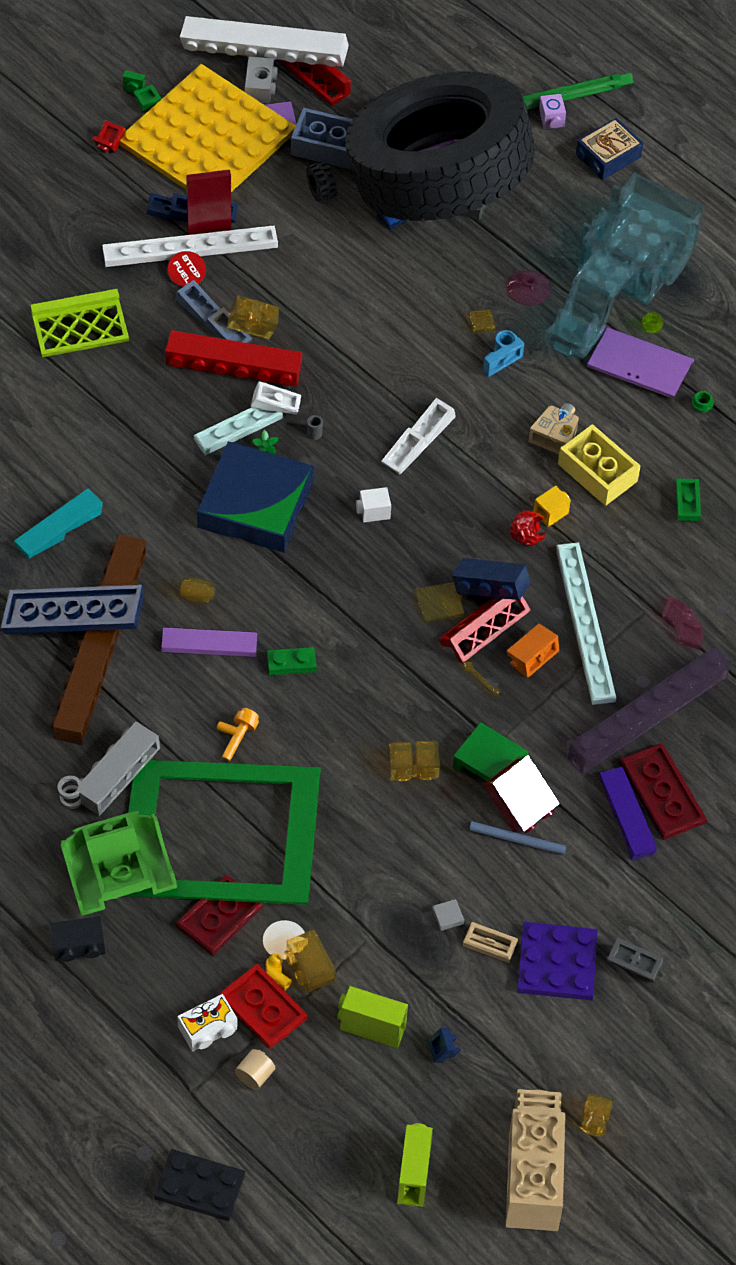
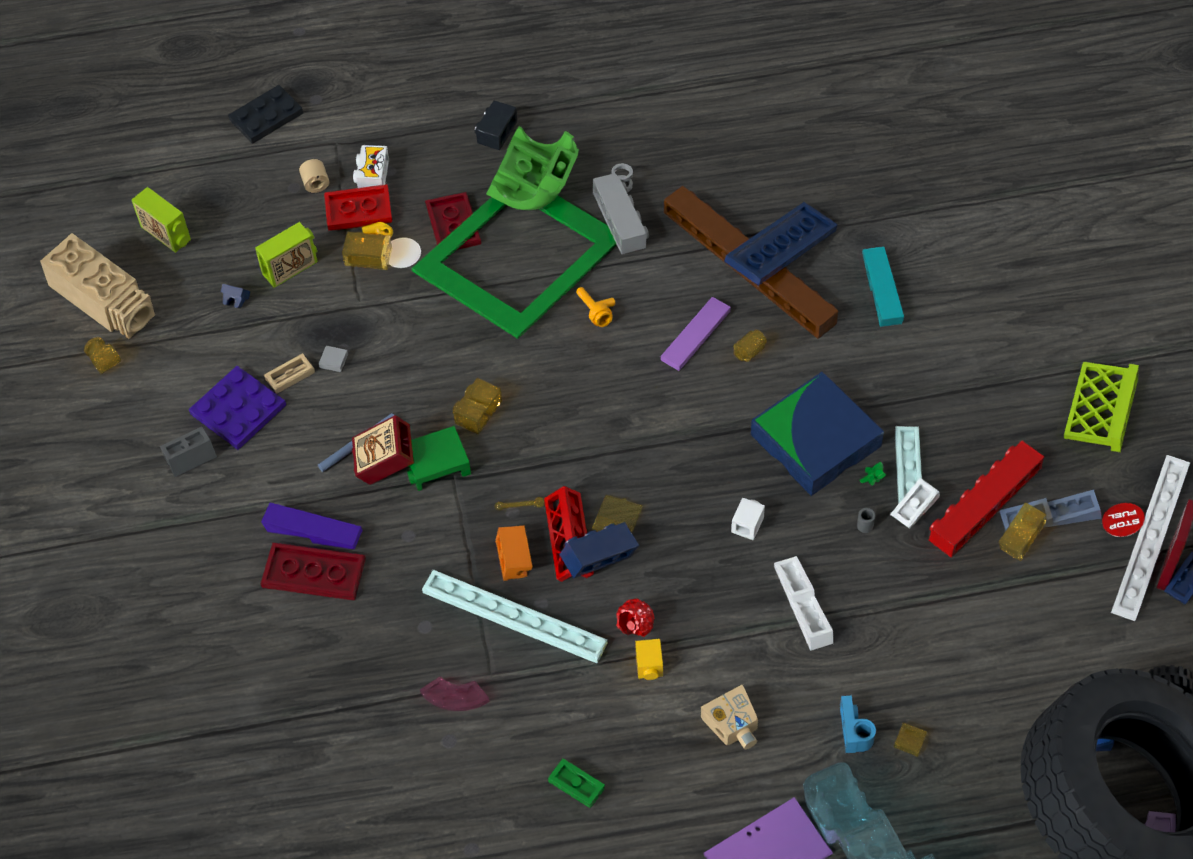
camera: 130 degrees right, 0 degrees up
(291, 661) = (636, 379): green plate -> none
(529, 287) = (925, 822): clear pink dish -> none
(598, 464) = (663, 721): light yellow brick -> none
(648, 710) = (388, 604): clear purple brick -> none

